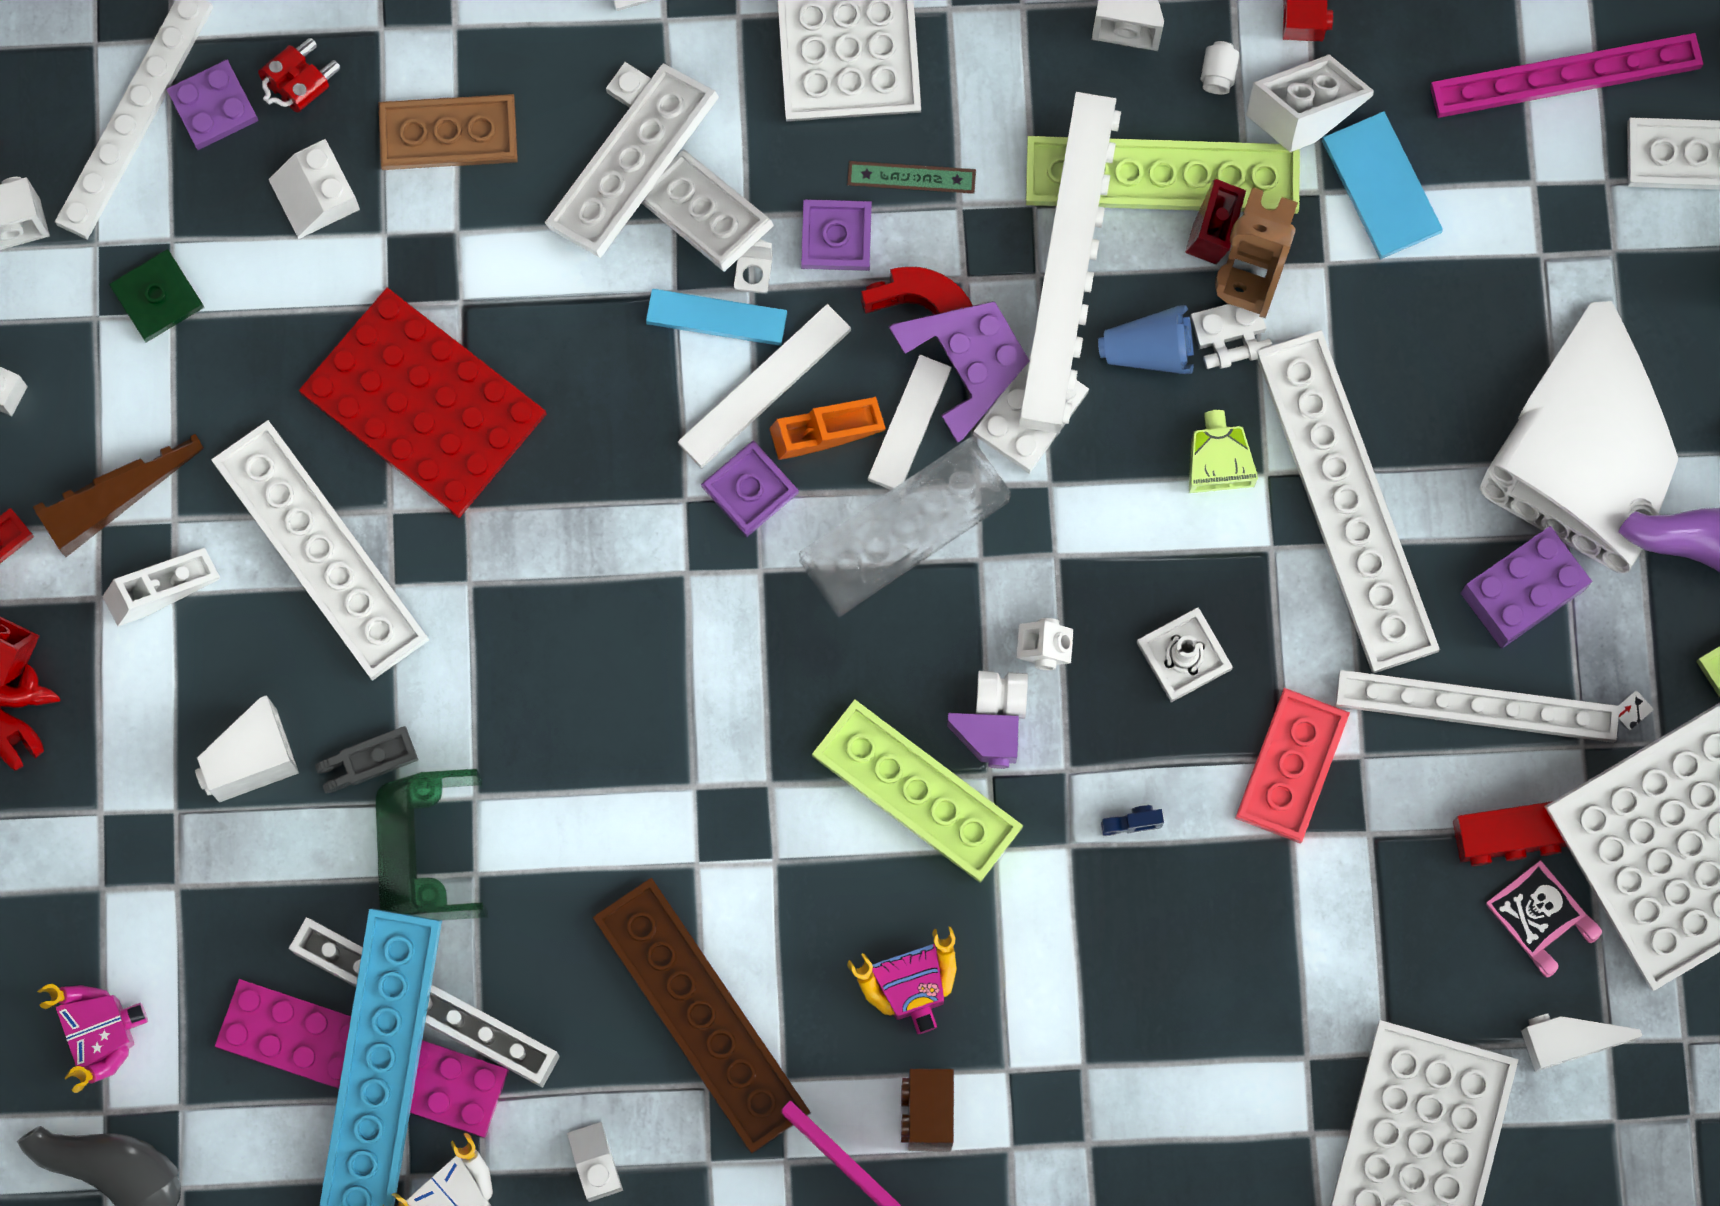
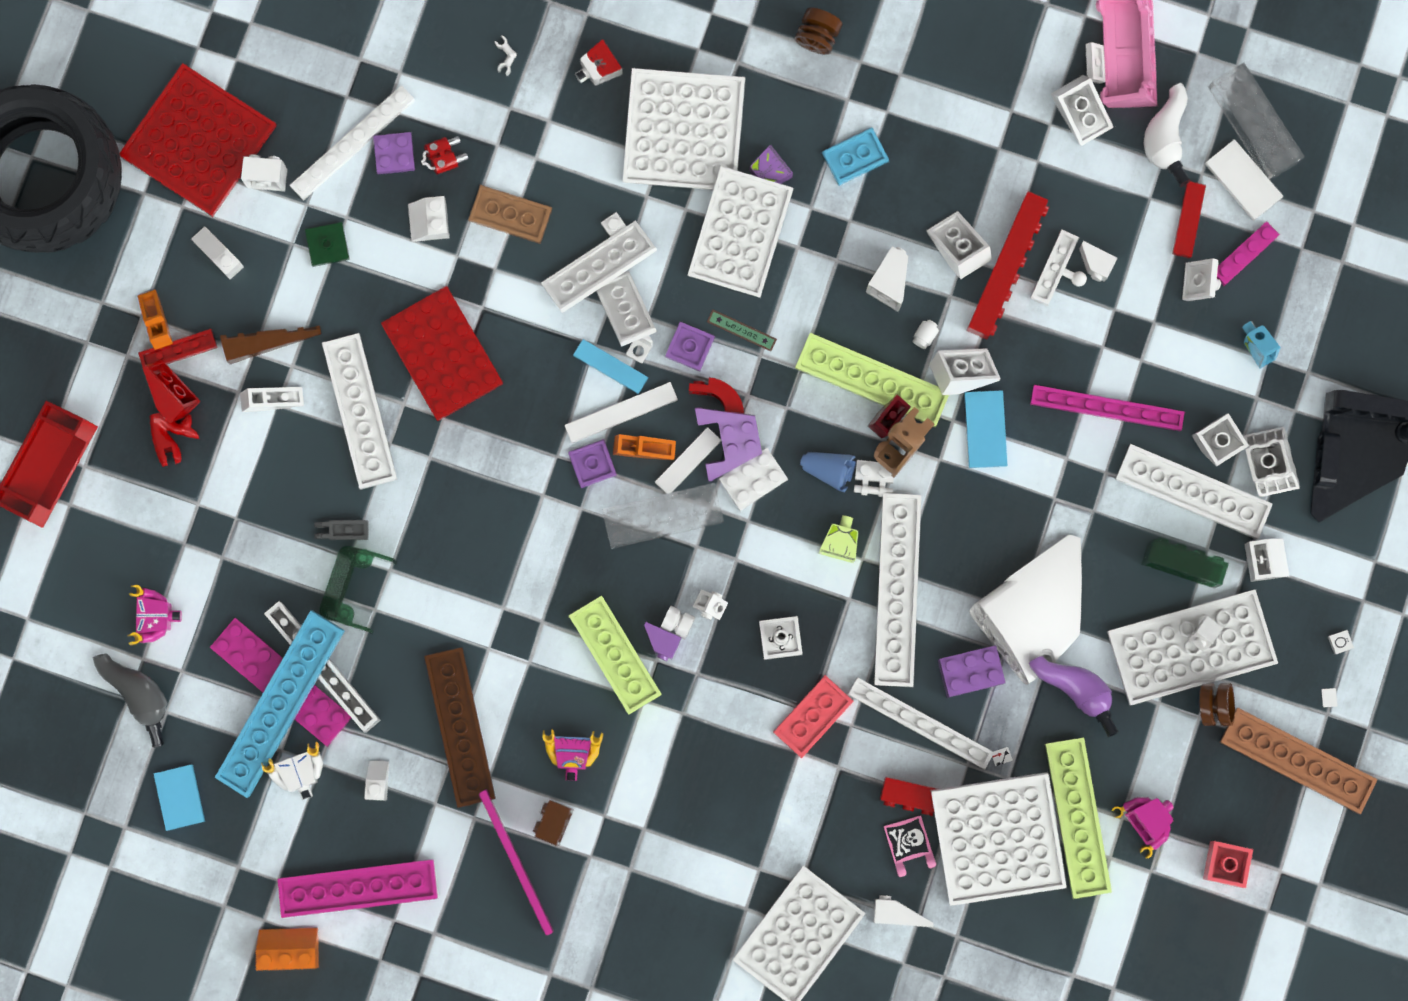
camera: 20 degrees right, 5 degrees up
(247, 754) = (282, 505): white slope -> none
(1068, 262) = (802, 409): white brick -> none
(1141, 819) = (724, 714): dark blue plate -> none

